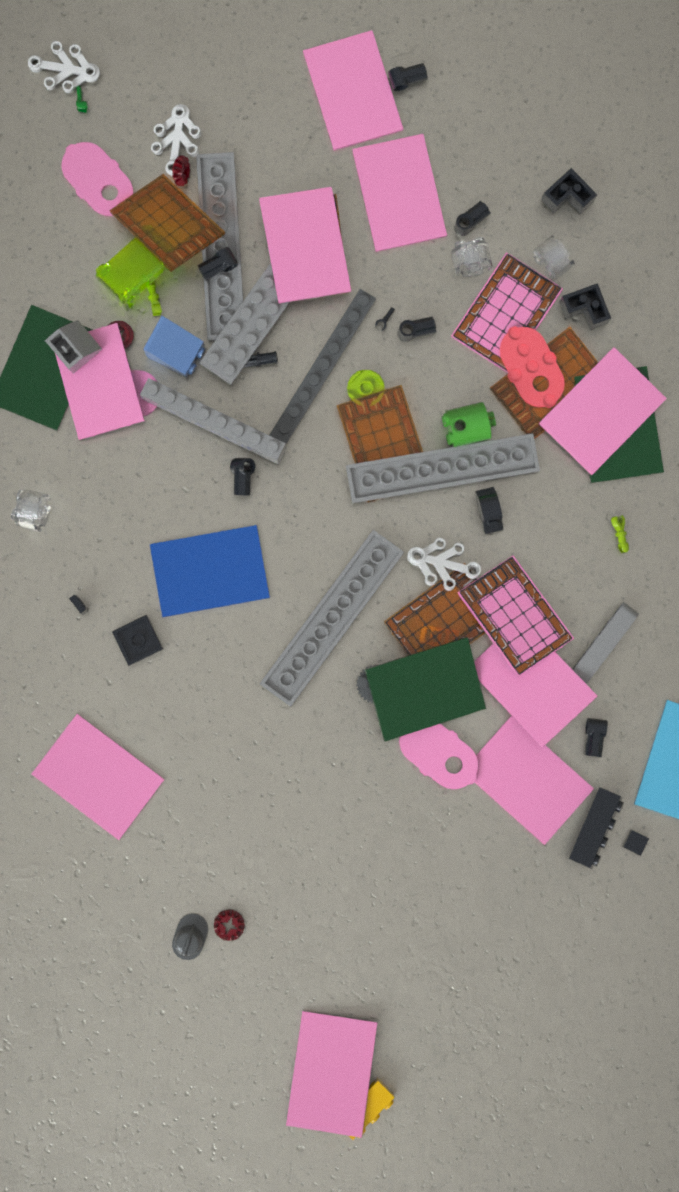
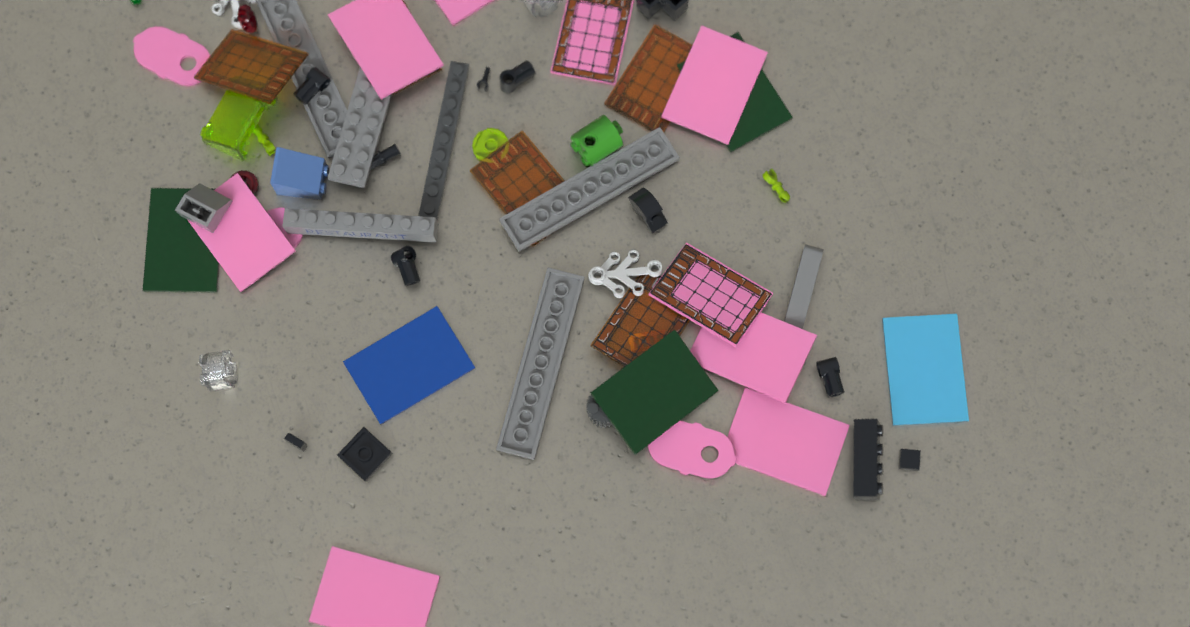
camera: 15 degrees left, 10 degrees down
(525, 358) = (627, 64): coral piece -> none

